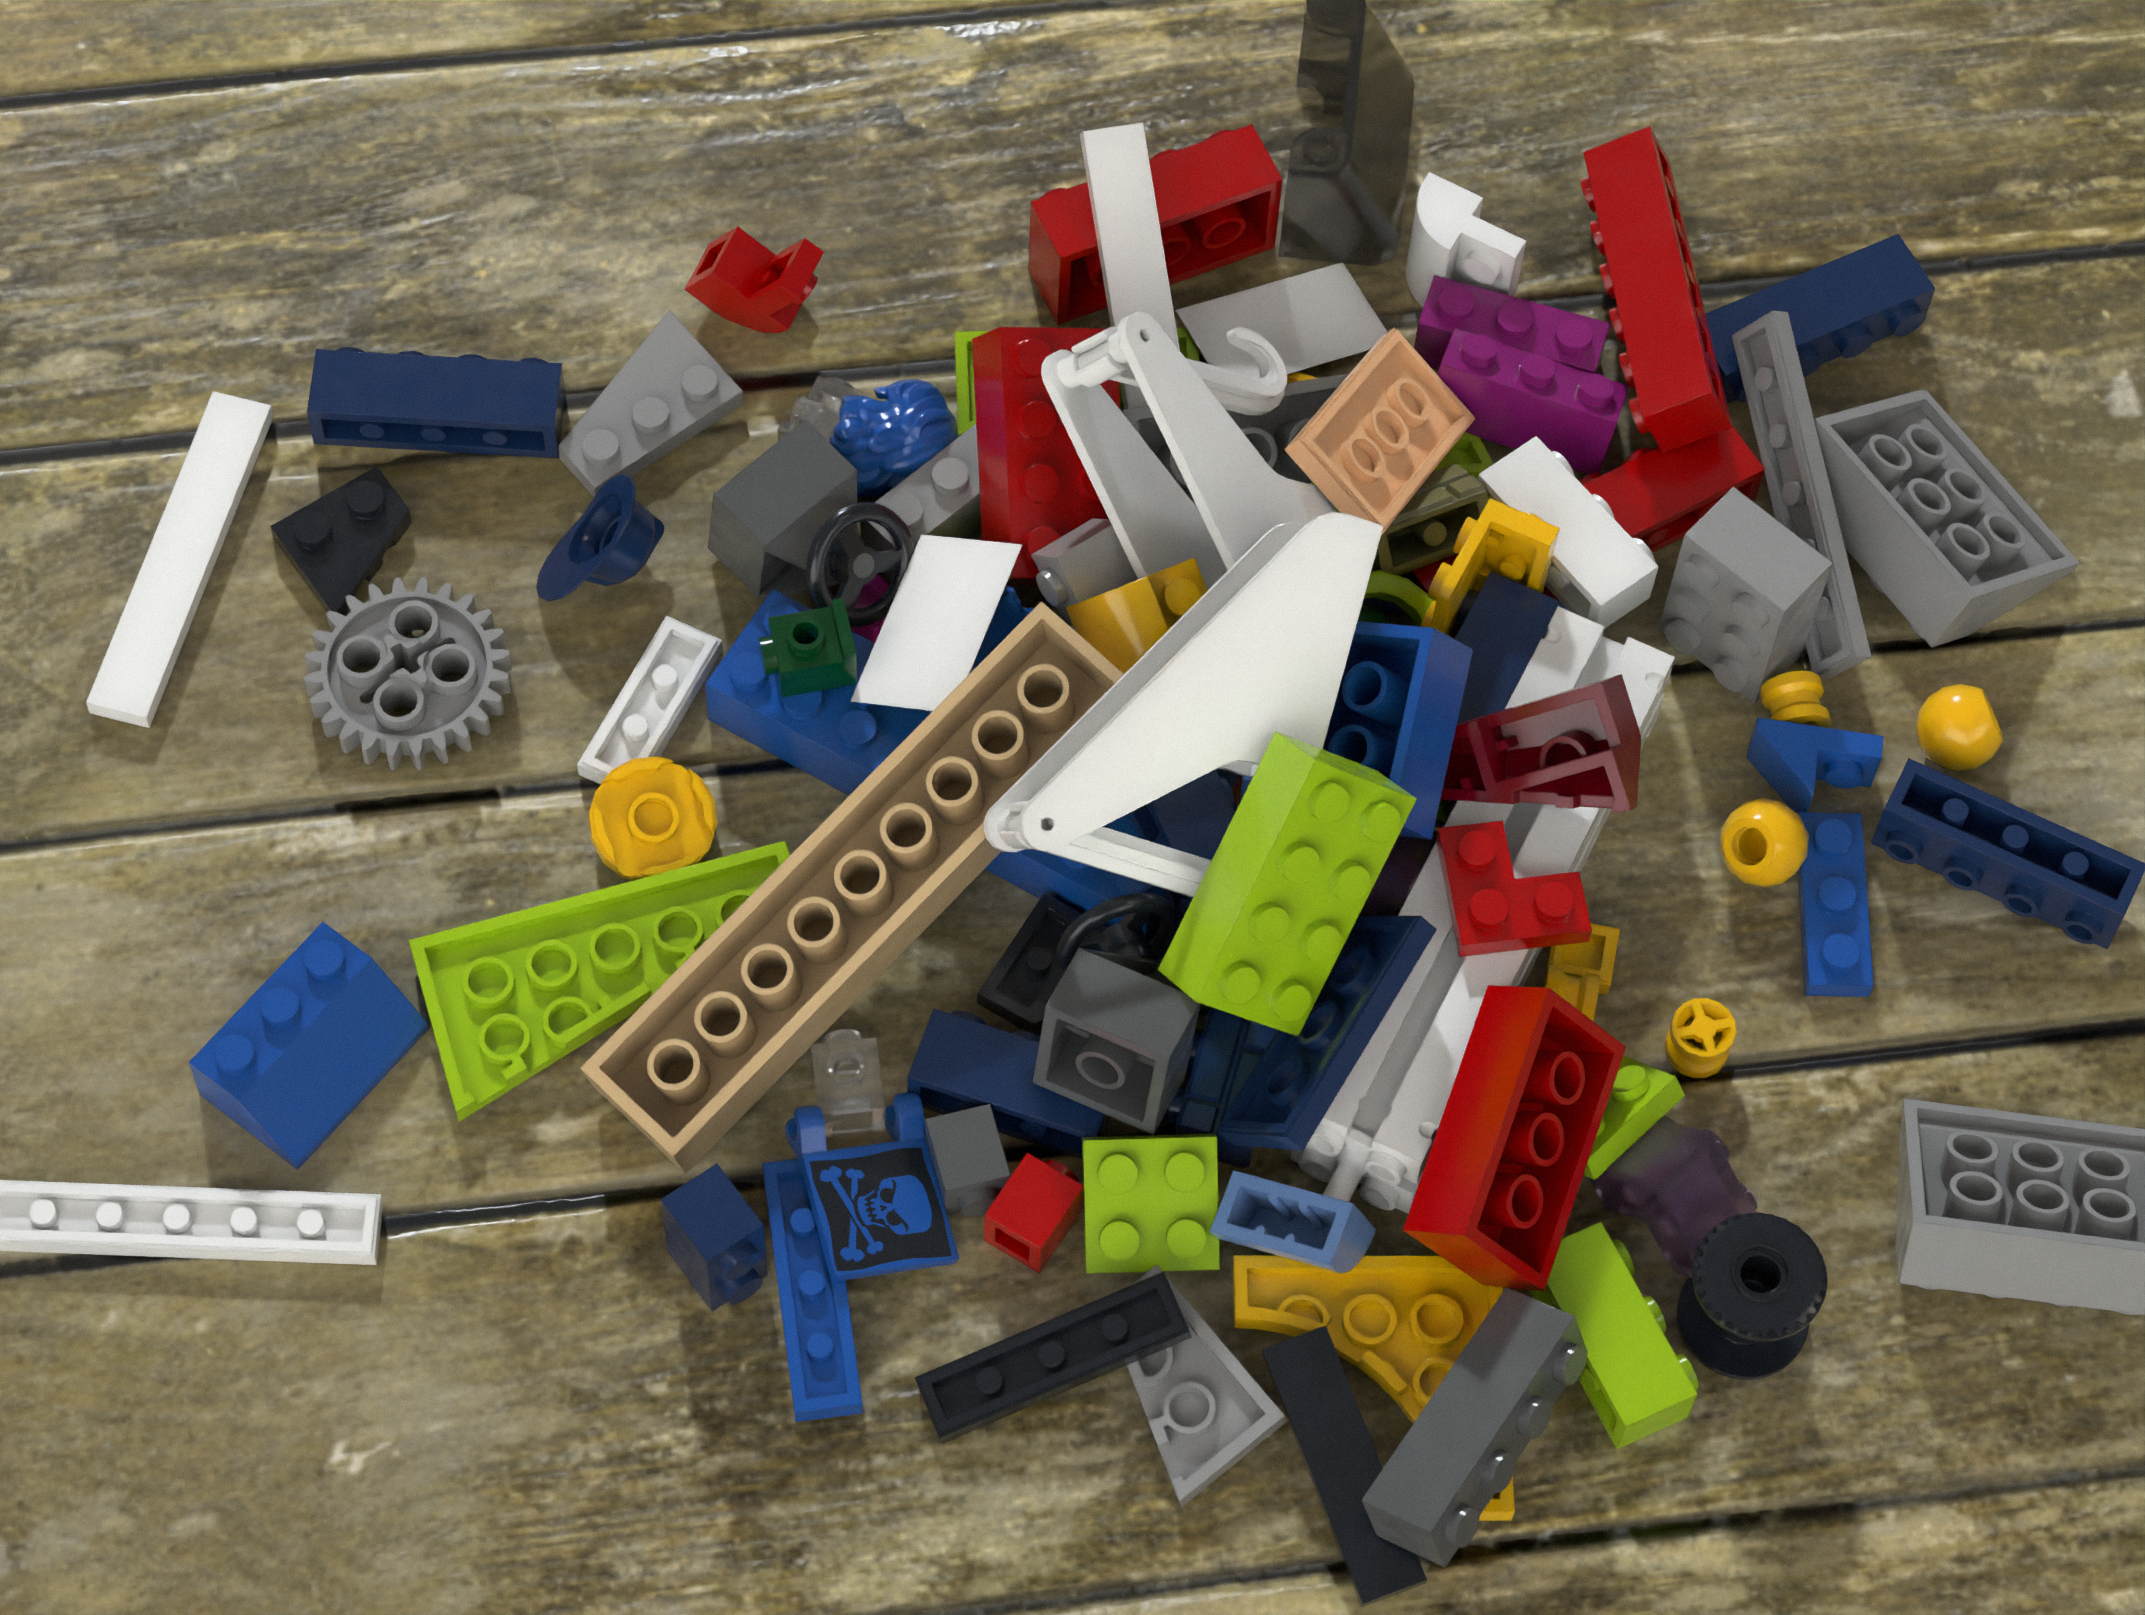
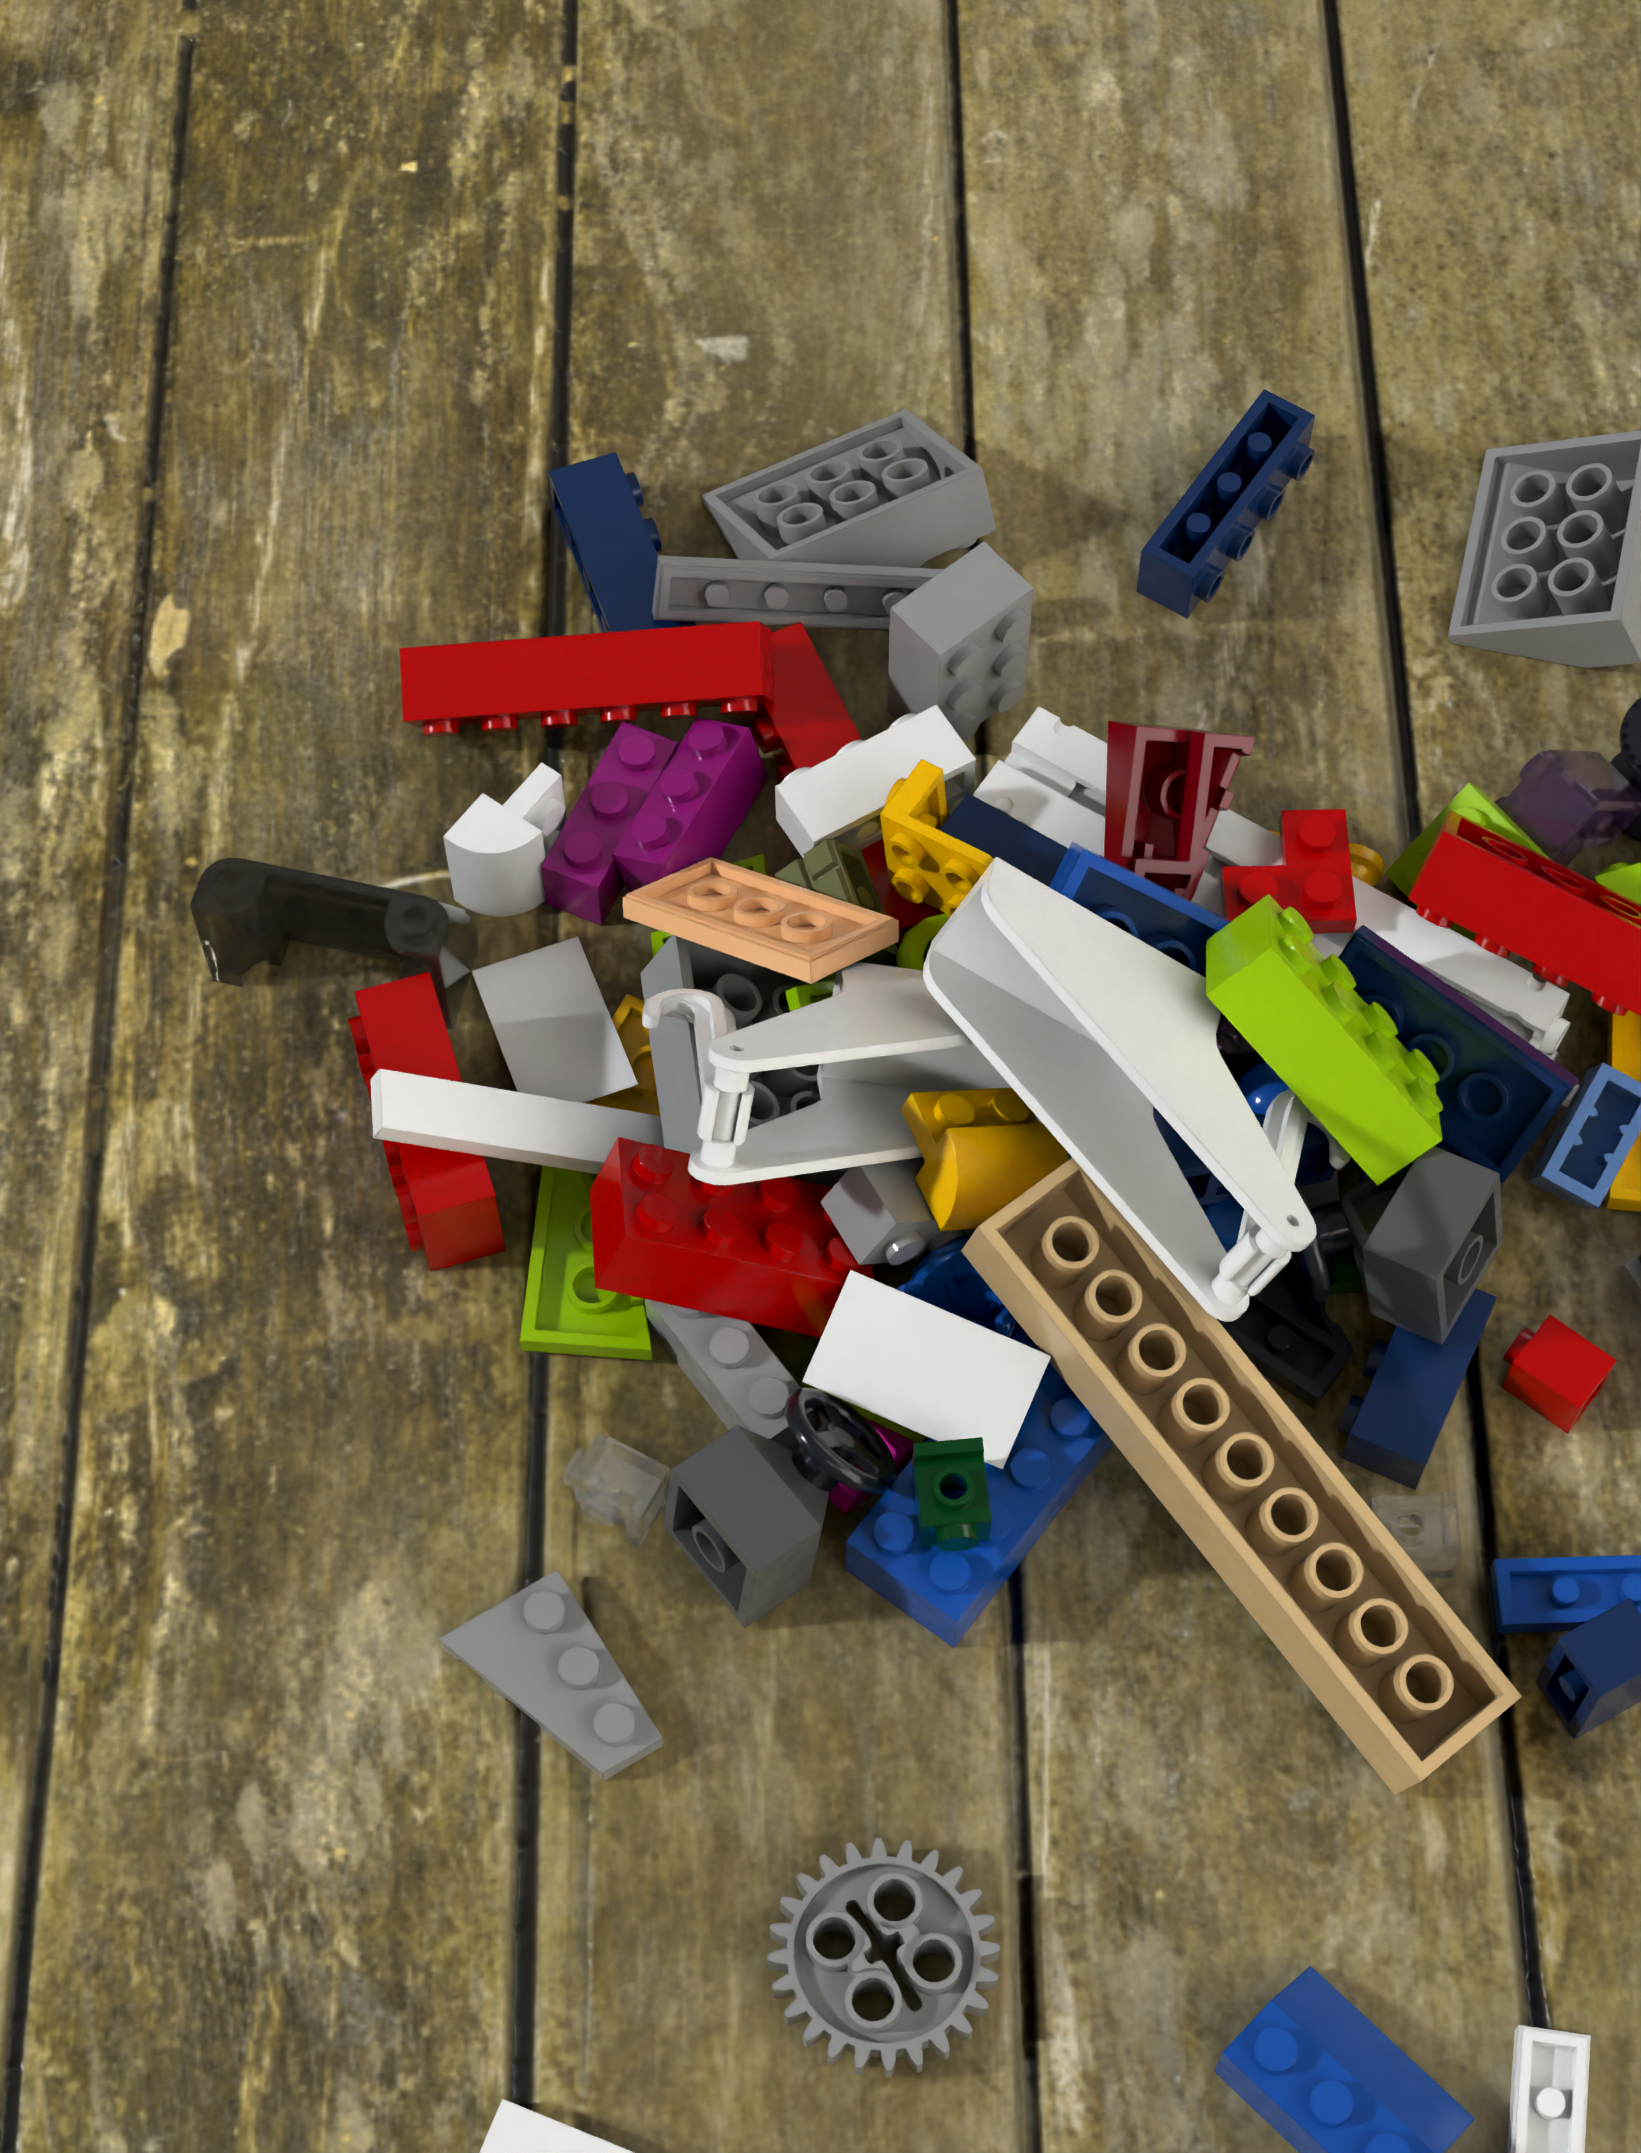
camera: 80 degrees left, 0 degrees up
(343, 537) = (689, 2026): black wing -> none
(436, 403) = (528, 1904): dark blue brick -> none
(556, 975) = (1265, 1817): lime wing -> none
(604, 544) = (744, 1738): dark blue piece -> none
(651, 818) = (1088, 1707): yellow tile -> none
(652, 699) = (939, 1703): white tile -> none
(751, 283) = (427, 1537): red brick -> none
(874, 1202) = (1540, 1519): flag -> none
(892, 436) = (665, 1397): blue hair -> none
(967, 1159) = (1502, 1428): dark grey brick -> none
(1150, 1203) = (1557, 1262): lime plate -> none
(1705, 1023) = (1399, 769): yellow wheel -> none
(1763, 842) = (1196, 691): yellow piece -> none
(1796, 698) = (1051, 649): yellow wheel -> none
(1797, 754) = (1109, 652): blue slope -> none
(1835, 907) = (1248, 658): blue plate -> none
(1958, 728) = (1086, 521): yellow piece -> none

